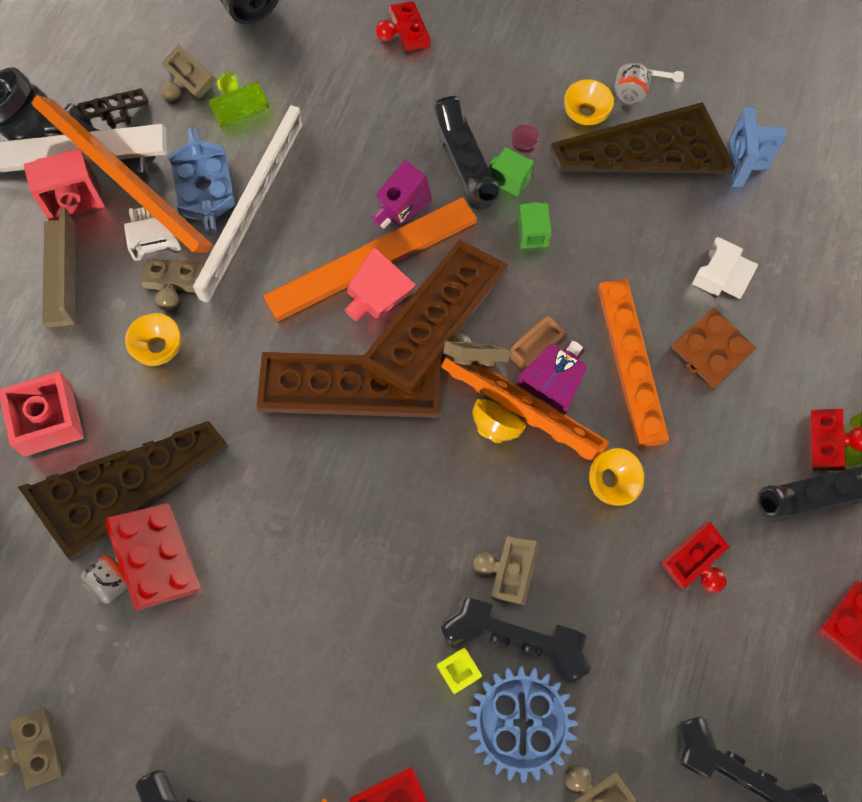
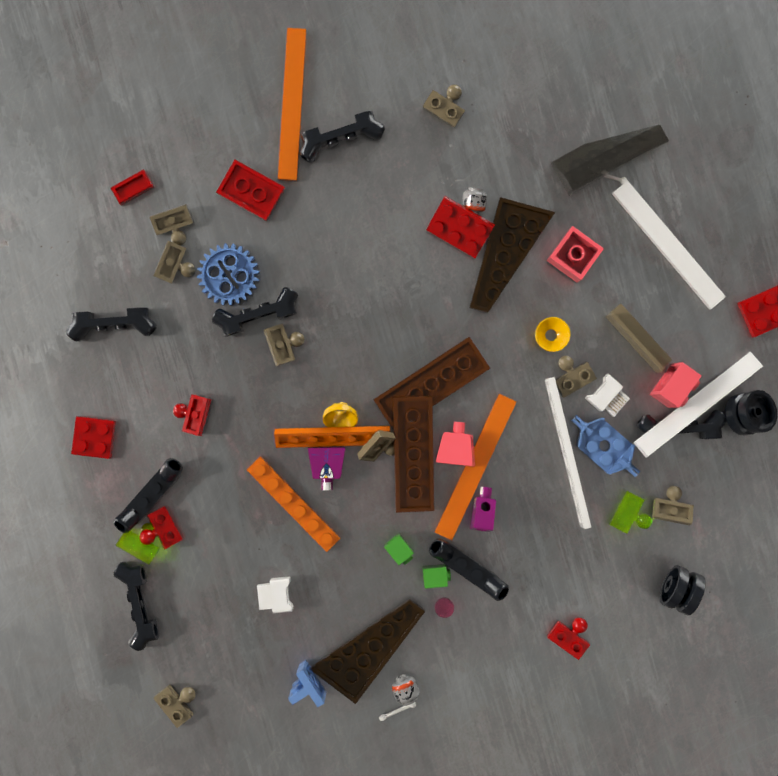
camera: 140 degrees right, 20 degrees up
(105, 113) = (699, 447): dark brown piece -> none
(122, 175) = (646, 410): orange tile -> none
(459, 671) = (274, 278): neon yellow plate -> none
(535, 341) = (350, 478): medium nougat tile -> none
(589, 94) = (424, 665): yellow piece -> none
(627, 472) = (252, 427): yellow piece -> none
(713, 347) = (254, 542): dark orange plate -> none

